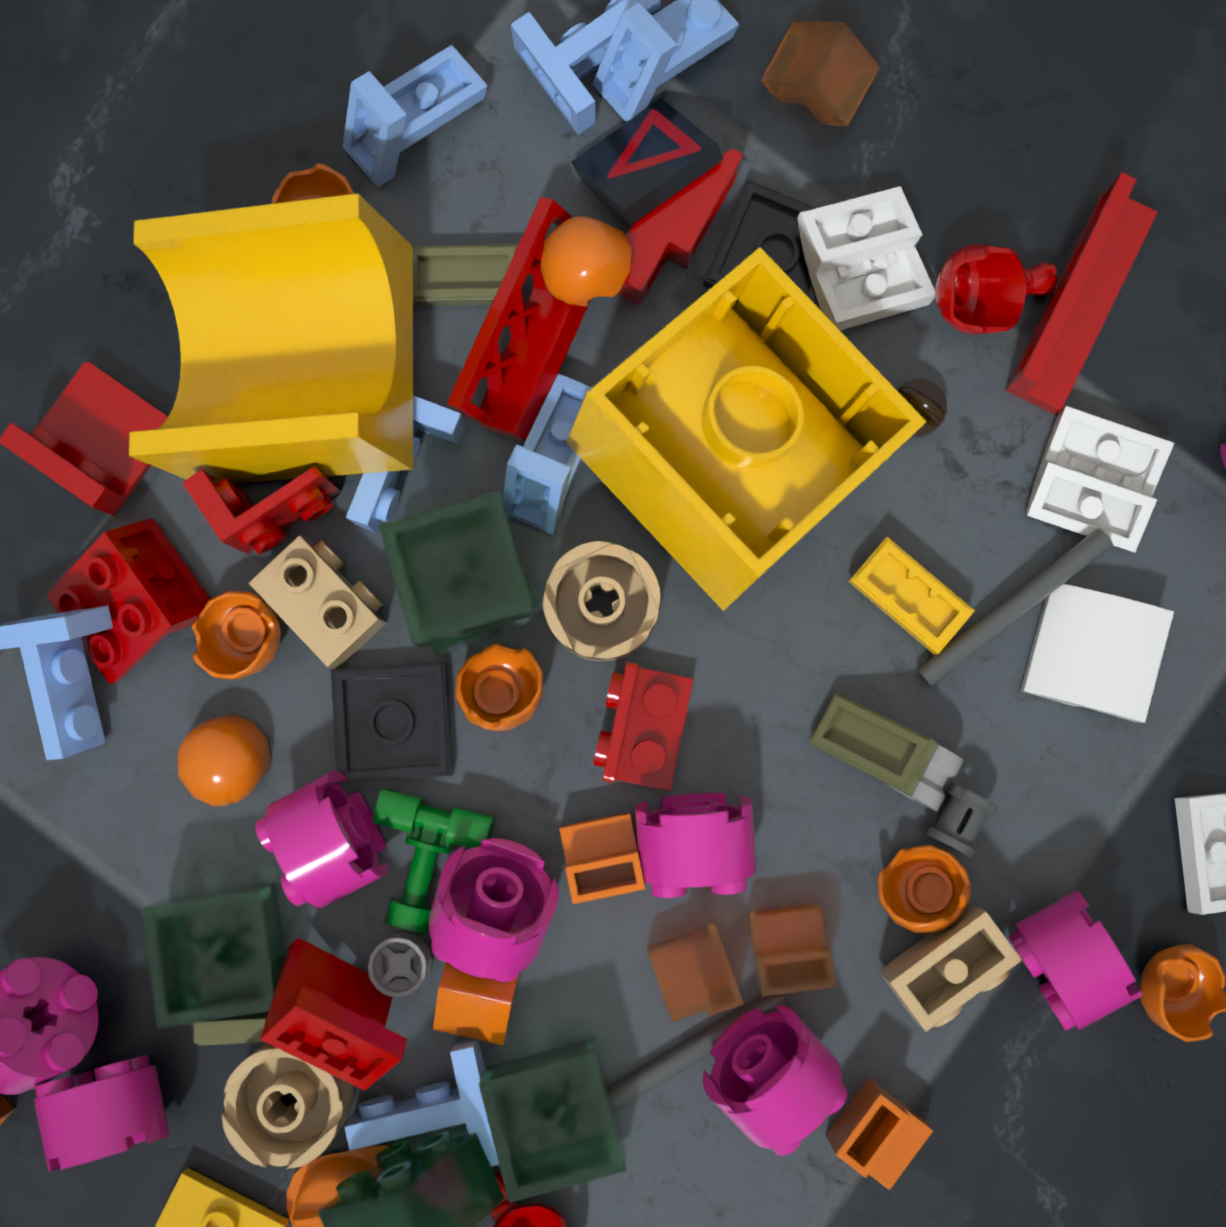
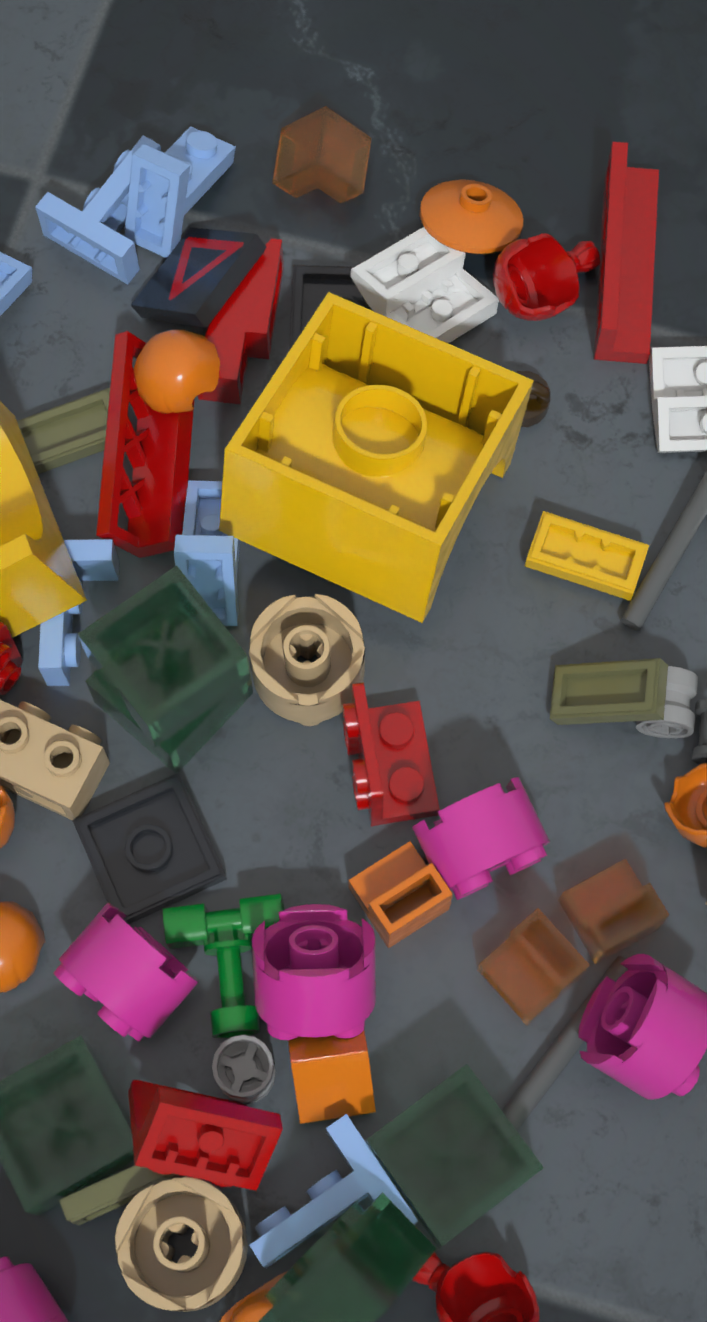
camera: 25 degrees left, 15 degrees down
(499, 688) = (242, 772): orange hair -> none
(945, 192) = (471, 216): none -> orange dish

